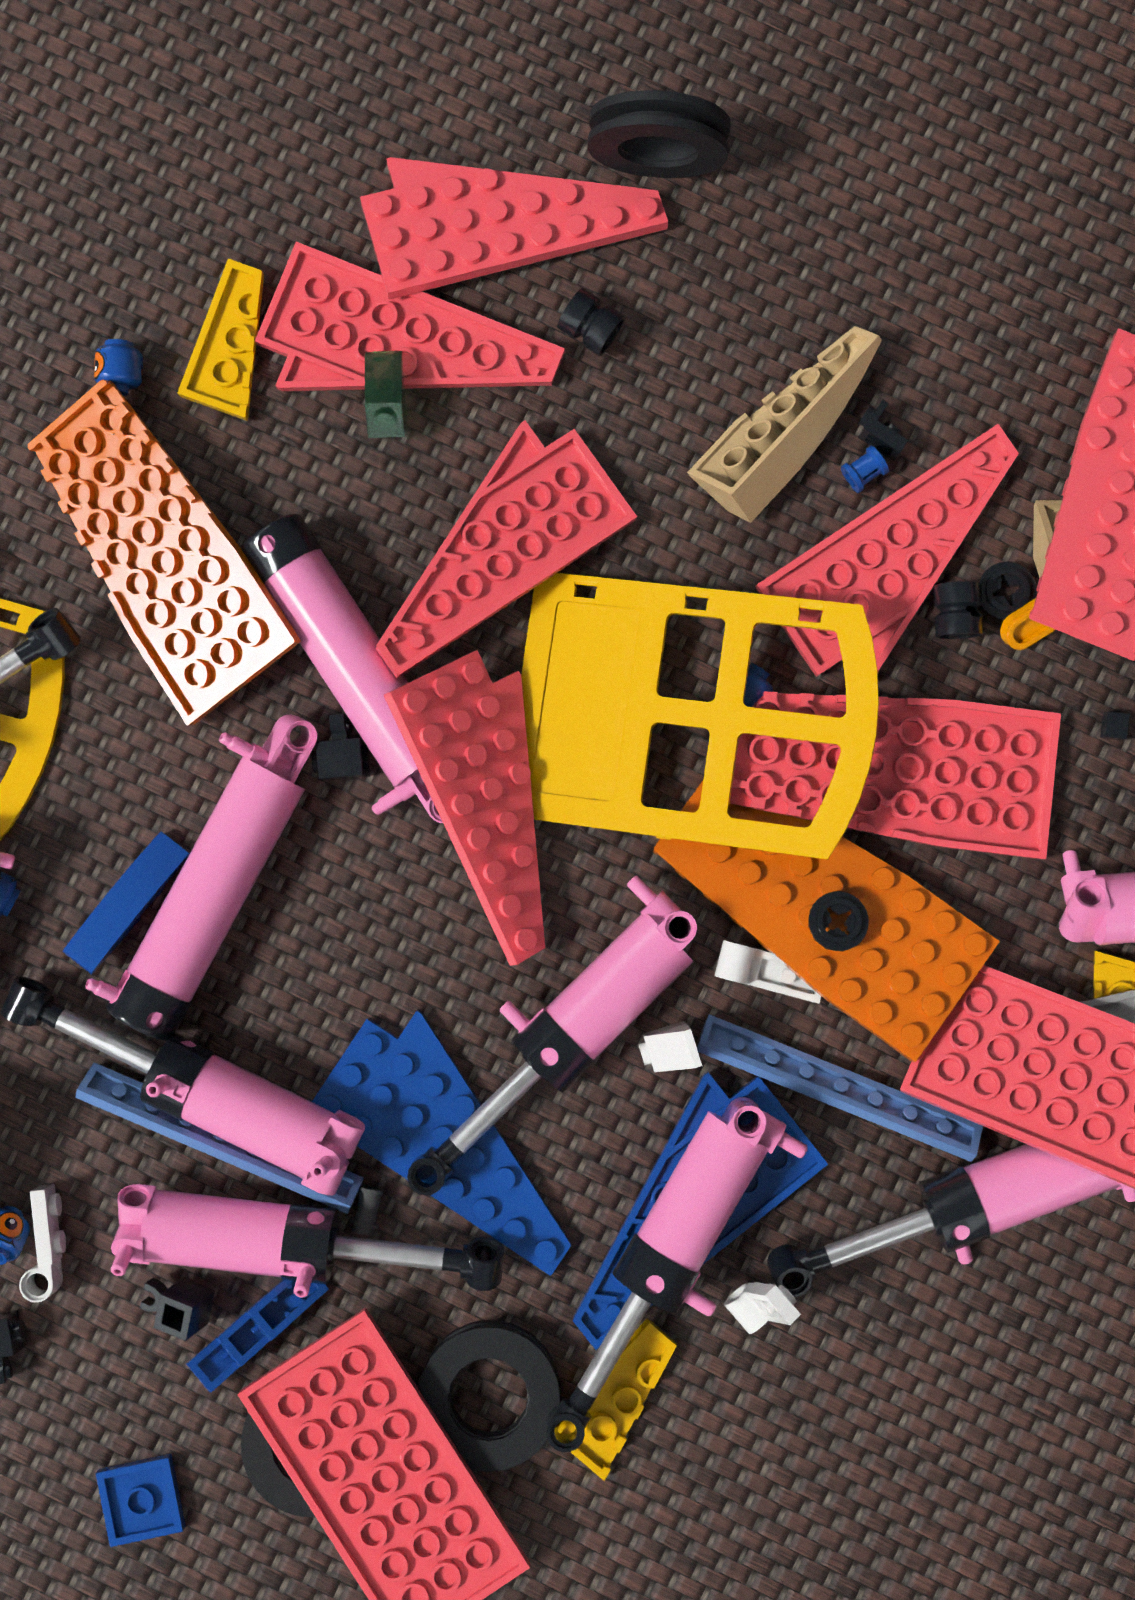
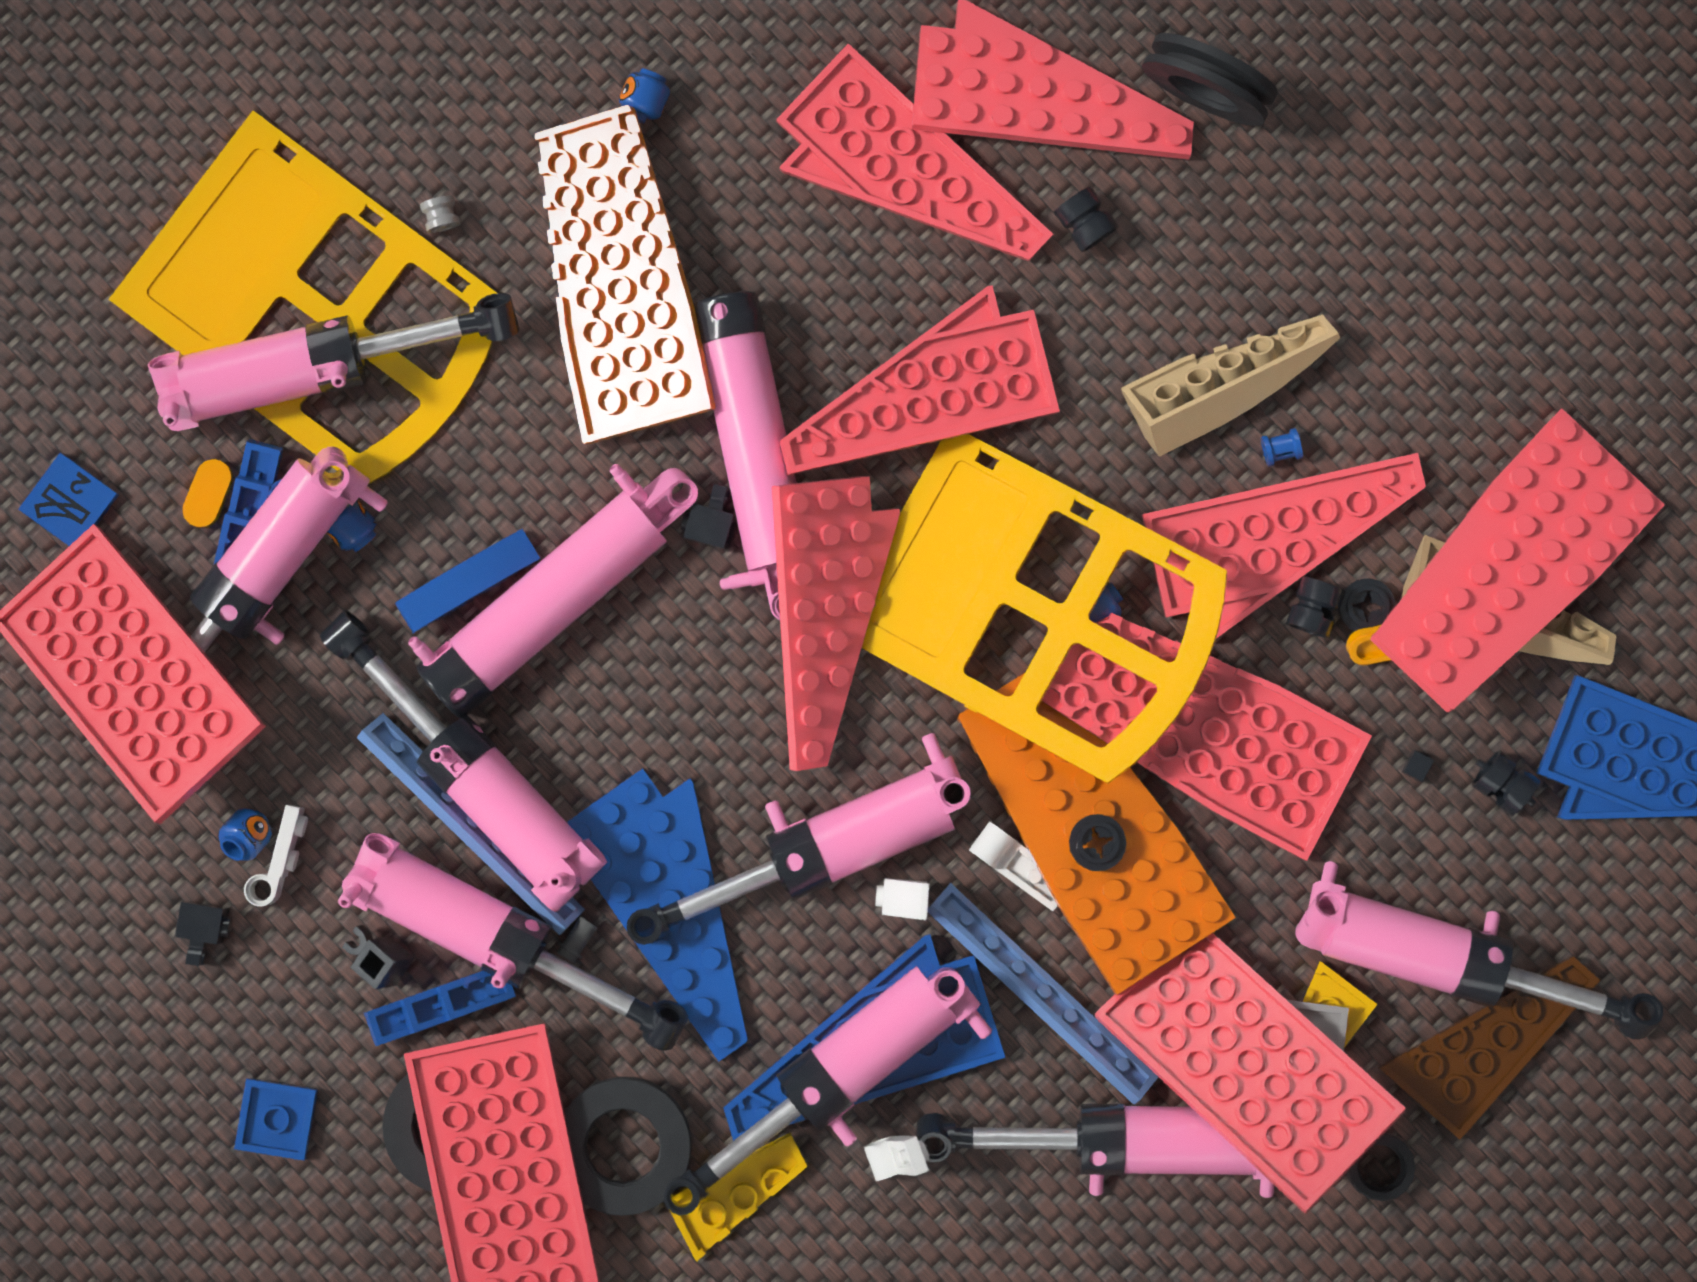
camera: 15 degrees right, 0 degrees up
(225, 351) = (745, 118): yellow wing -> none
(385, 394) = (875, 215): clear green slope -> none
(884, 437) = (1310, 425): black bracket -> none

